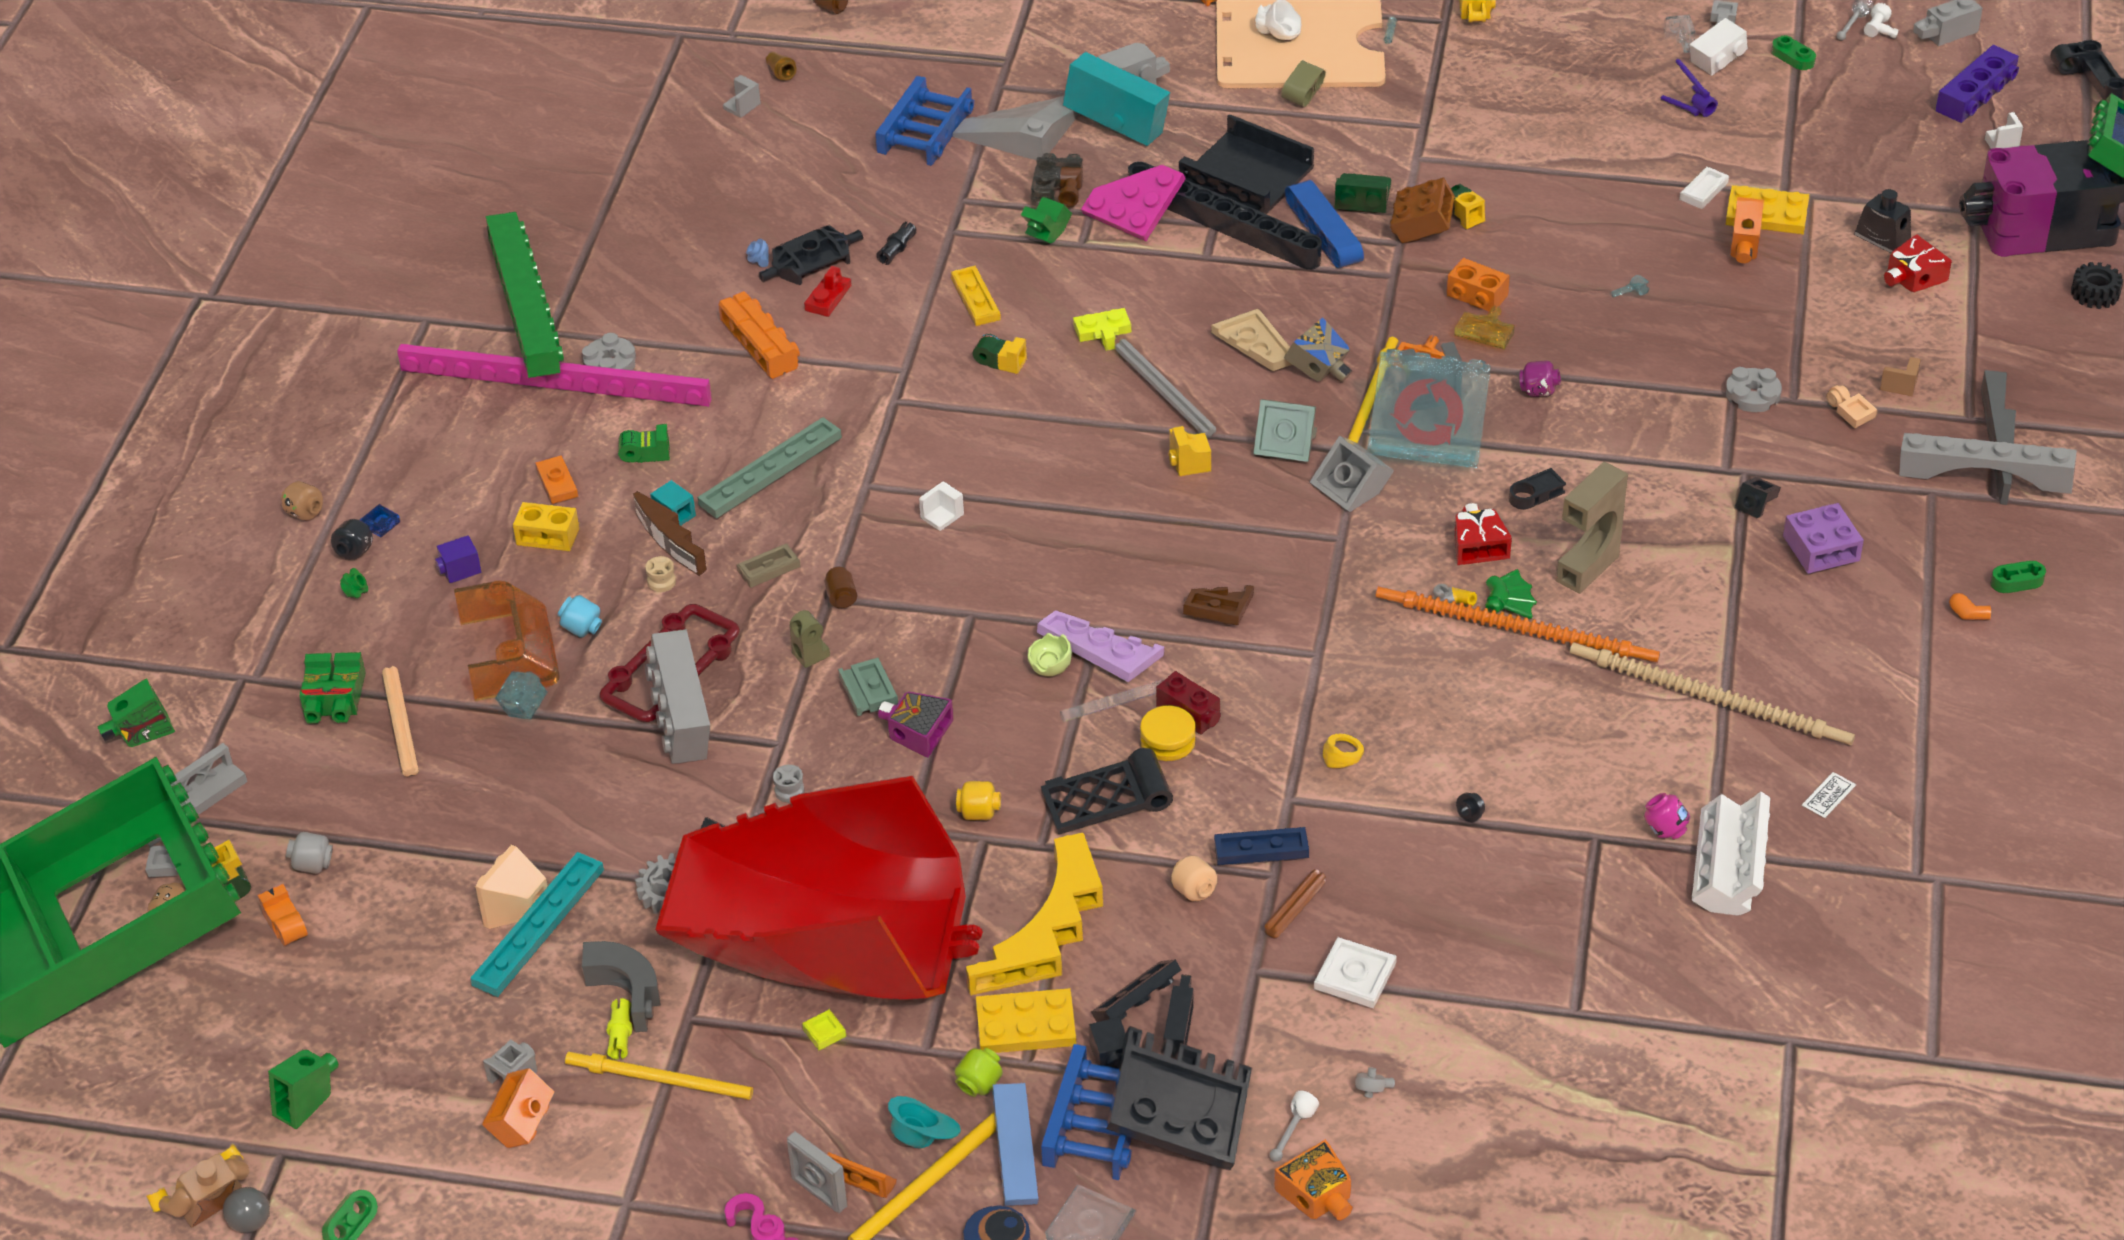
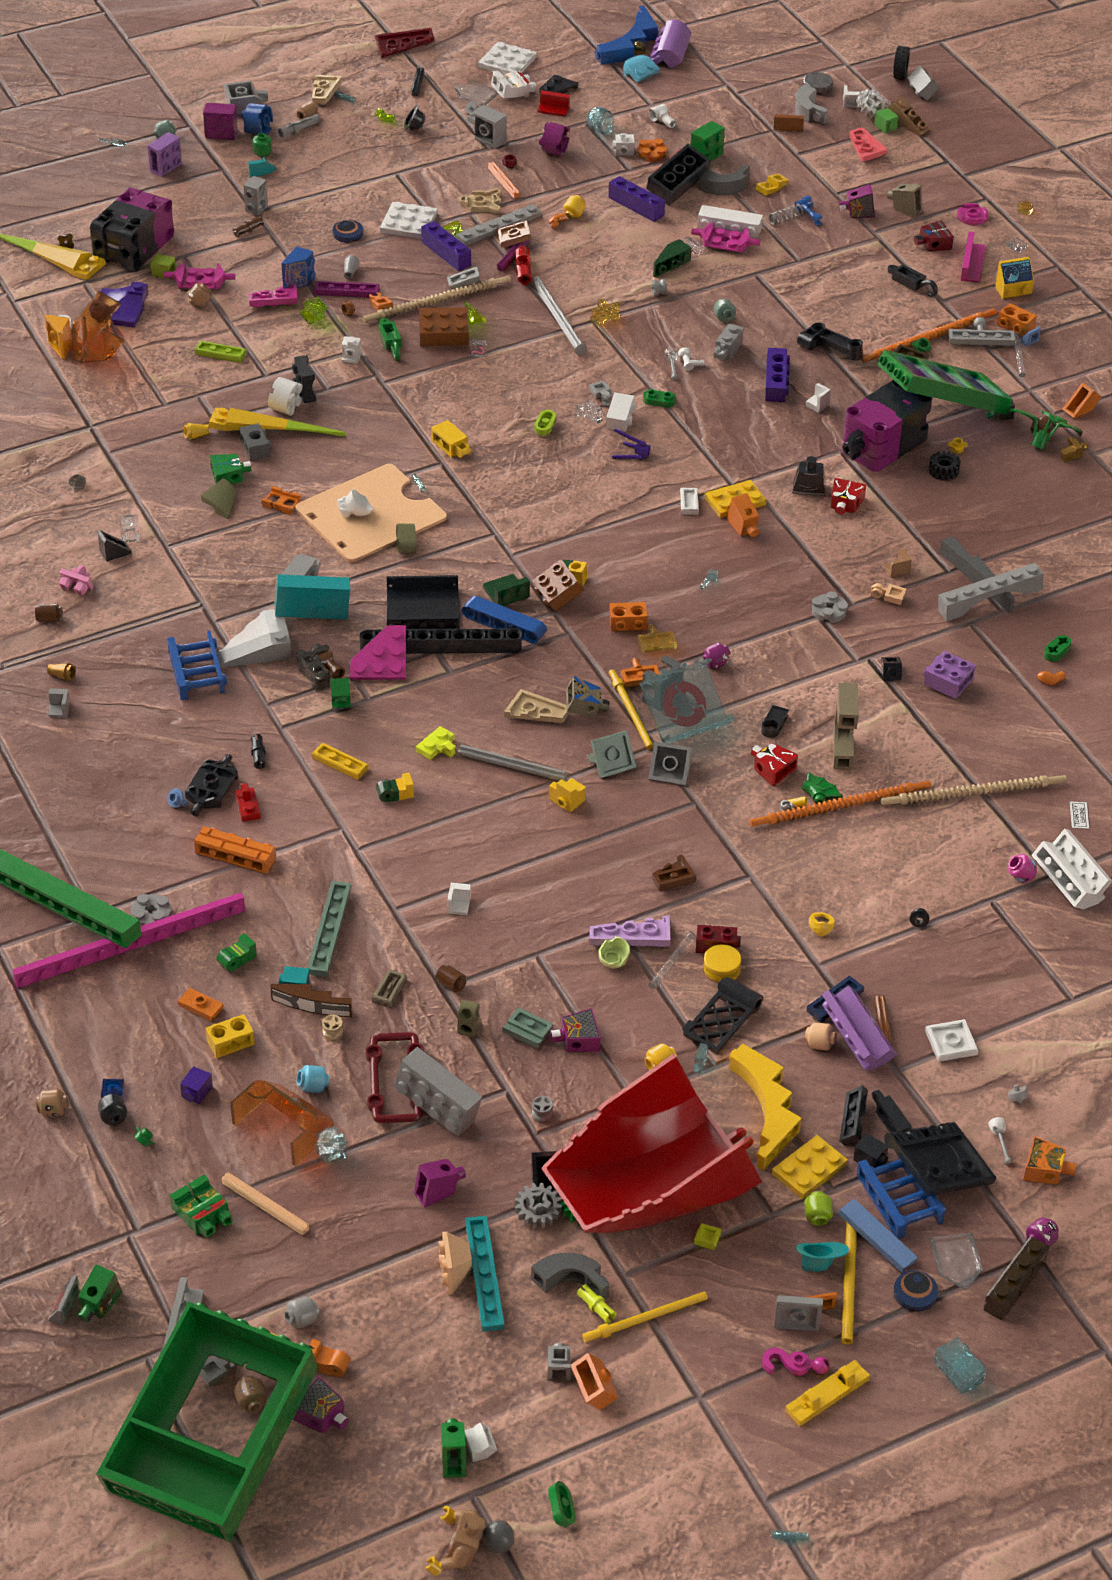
camera: 40 degrees left, 0 degrees up
(98, 712) = (65, 1301): none -> light grey slope
(224, 961) = (321, 1408): none -> torso
(340, 1099) = (480, 1442): none -> white piece
(588, 794) = (437, 1181): none -> magenta torso
(1025, 825) = (700, 1058): none -> clear light blue tile
(1242, 890) = (858, 1028): none -> medium lavender brick
(1614, 23) = (545, 422): none -> lime plate

